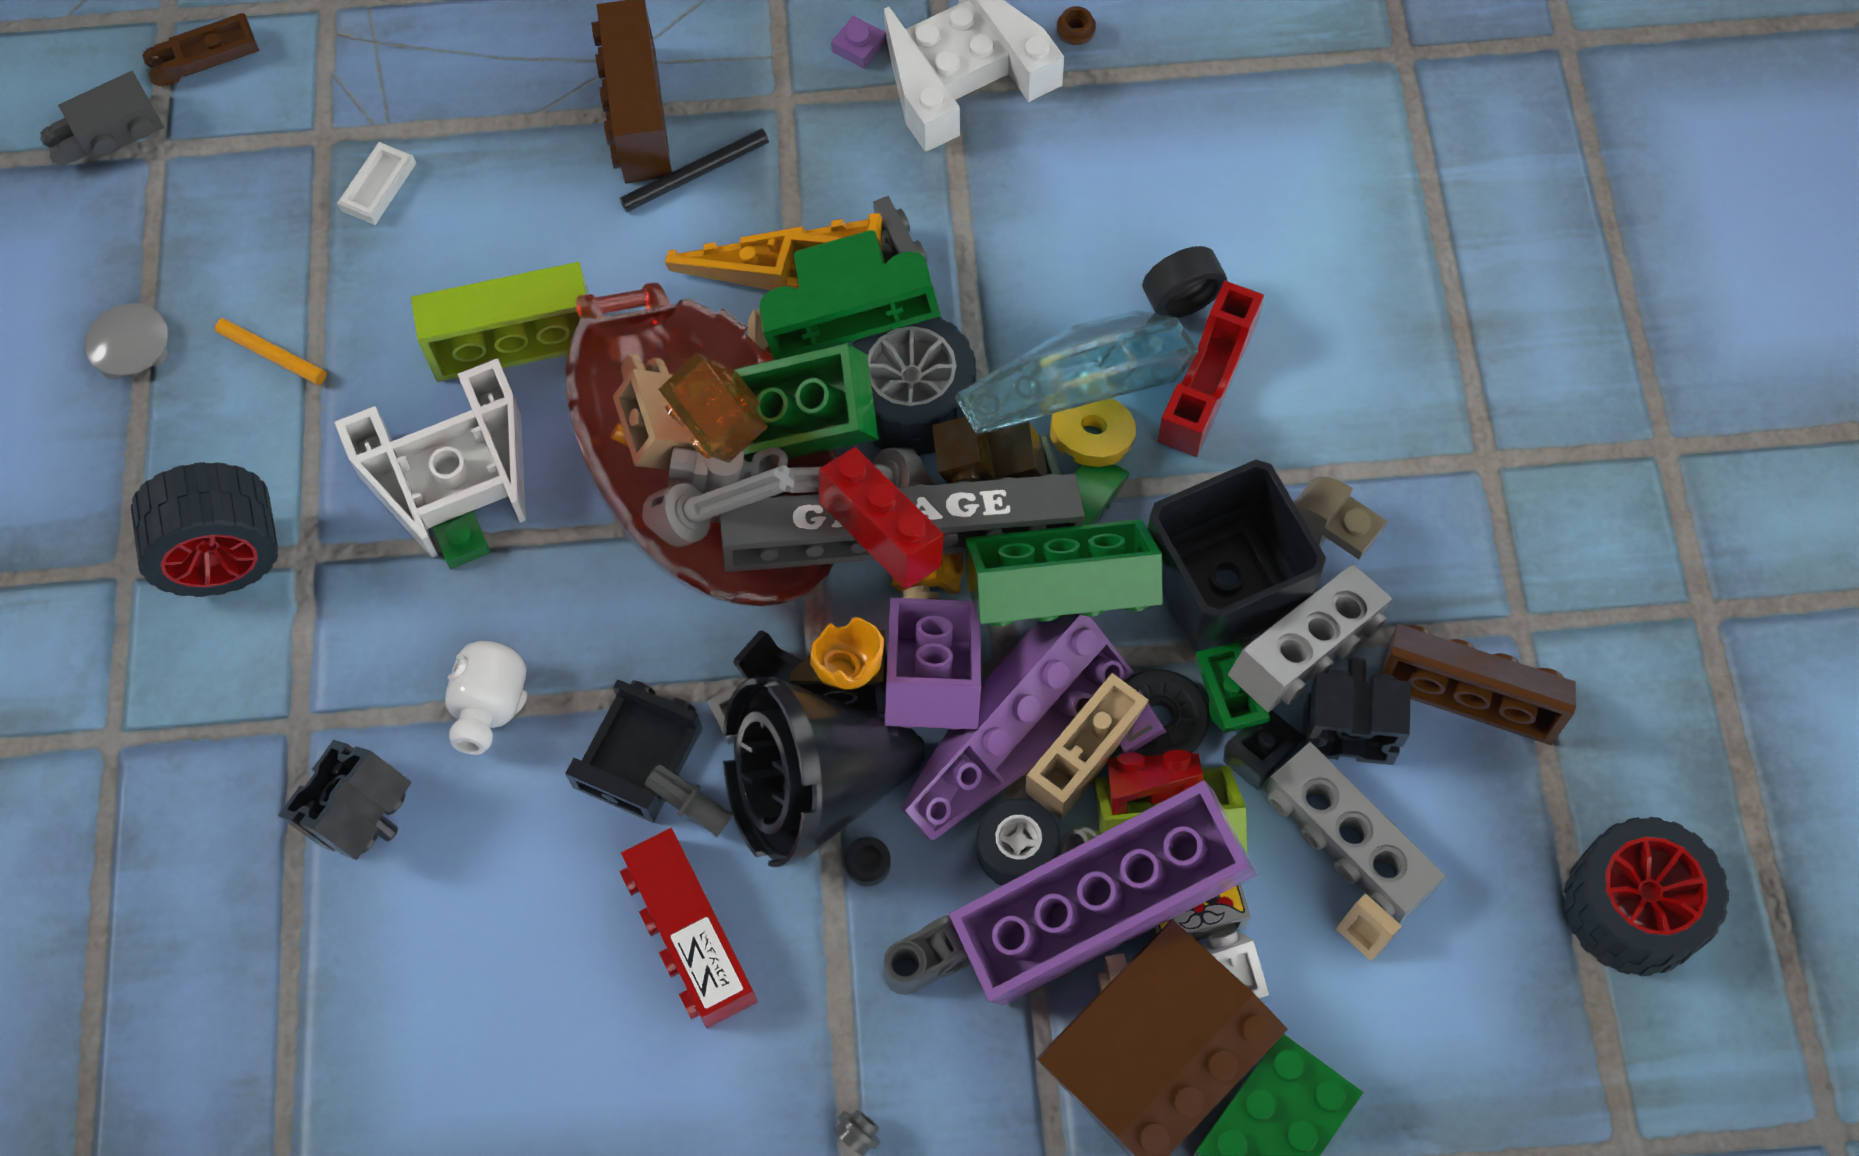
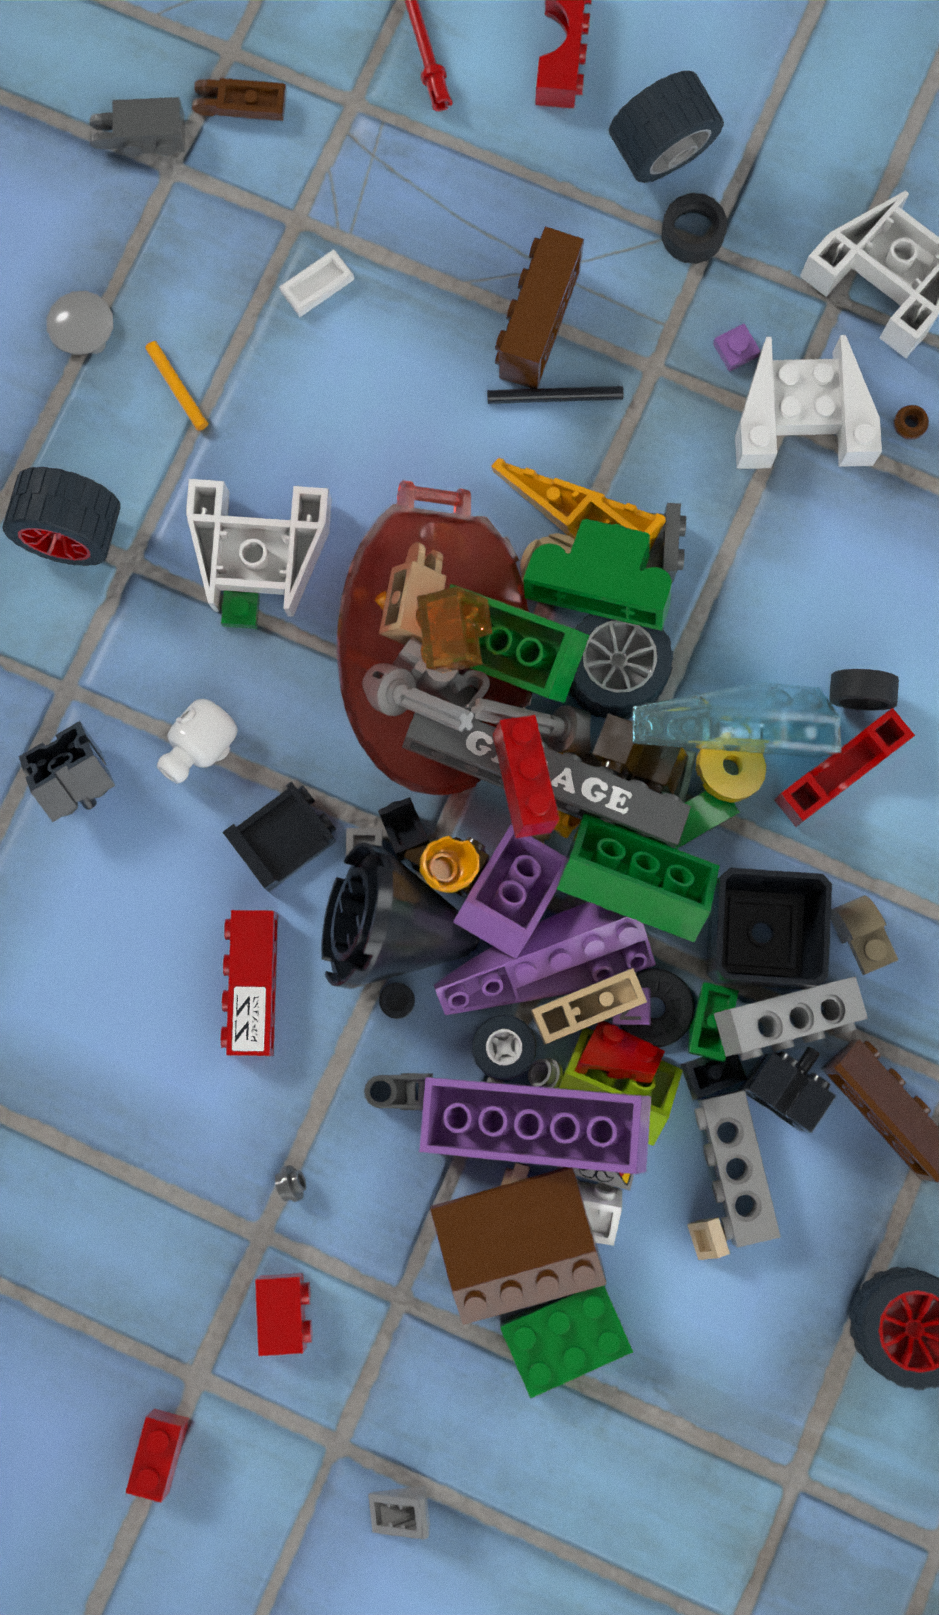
camera: 30 degrees right, 15 degrees up
(502, 318) = (347, 455): lime brick -> none
(688, 799) = (297, 893): dark grey axle -> none

